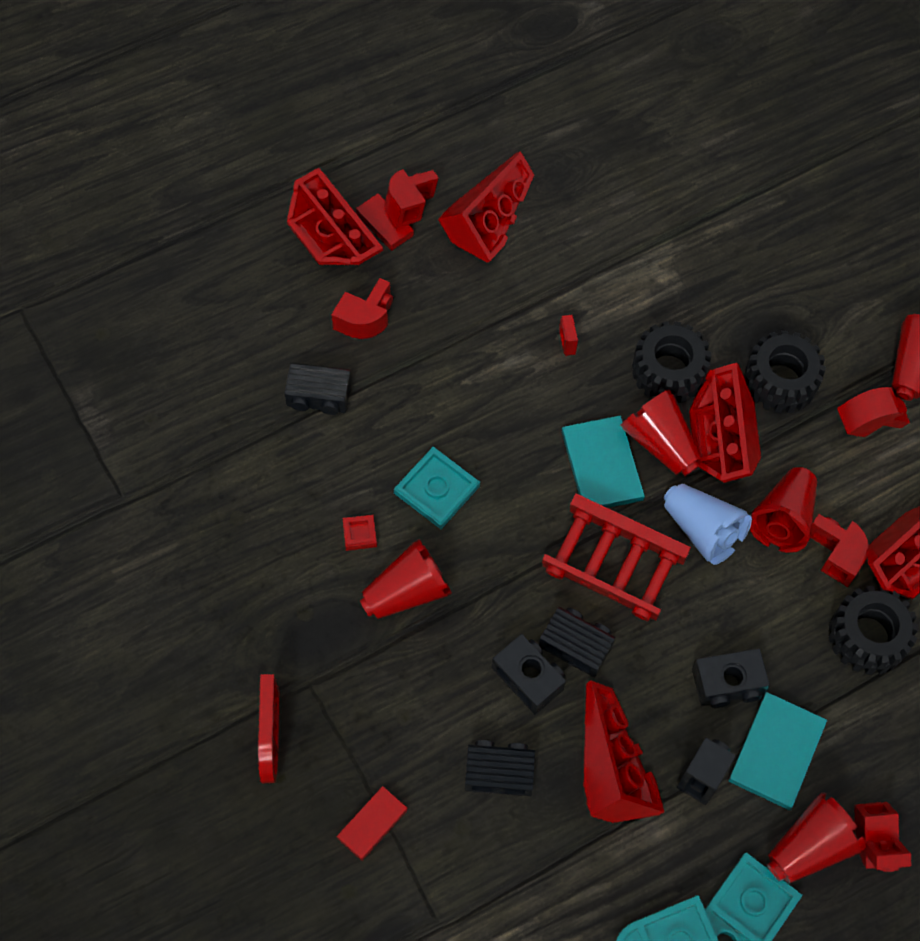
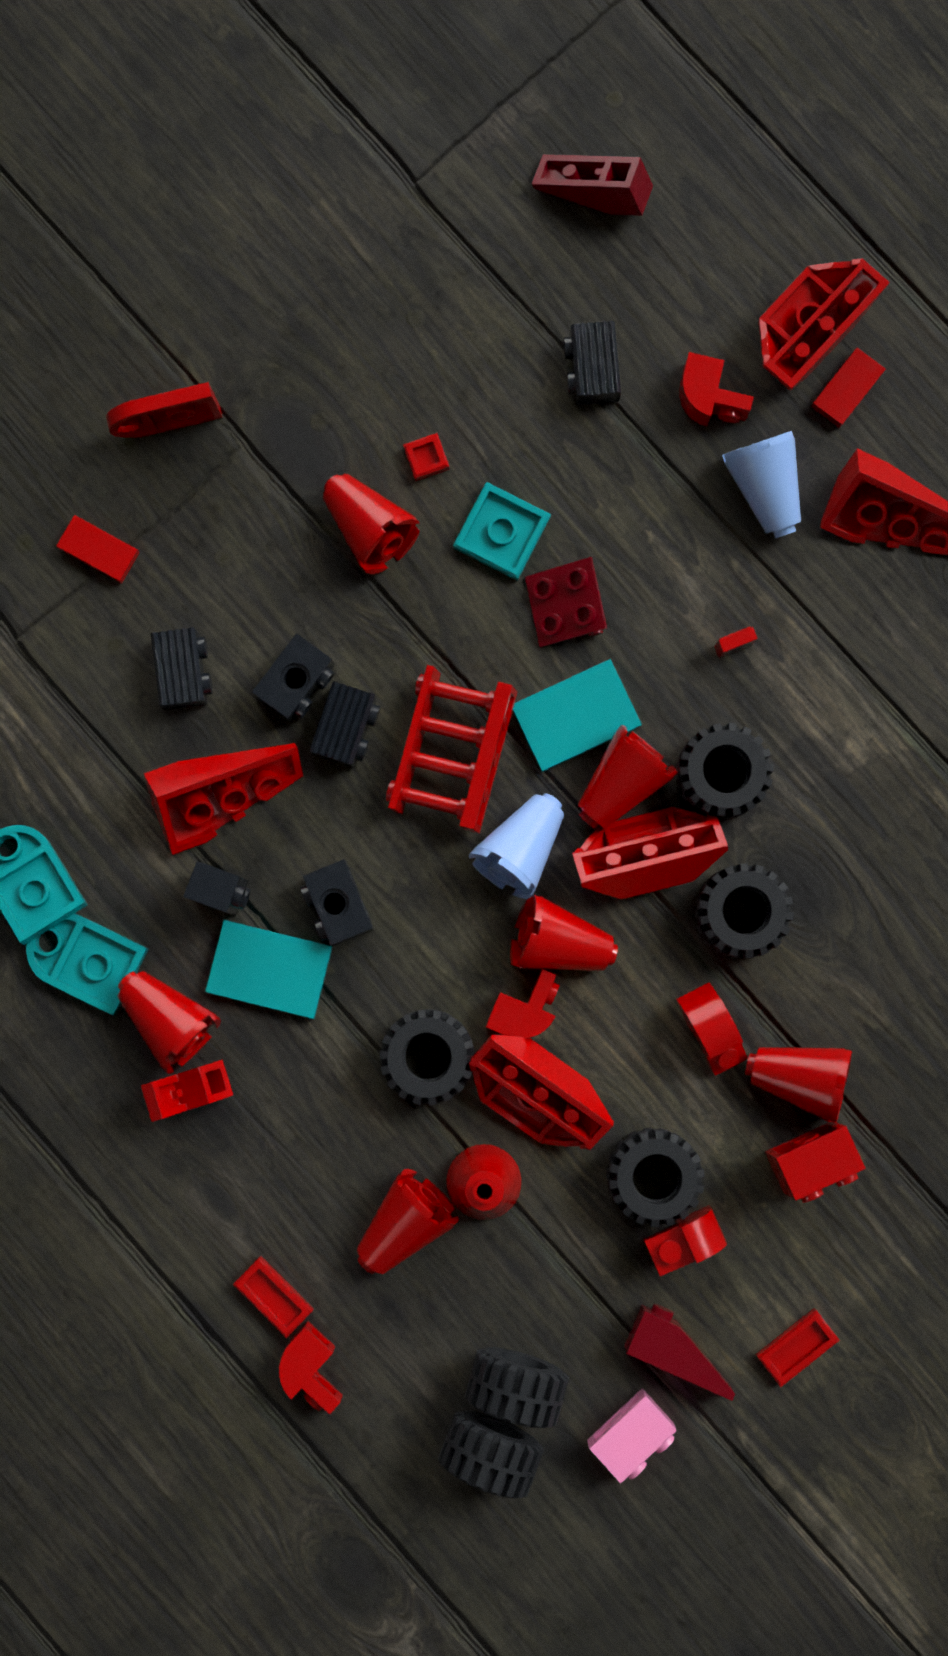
camera: 80 degrees right, 20 degrees up
(169, 356) = (598, 182): none -> dark red slope
(407, 196) = (885, 398): red brick -> none
(446, 283) = (769, 481): none -> light blue cone
(509, 449) = (566, 602): none -> dark red hinge

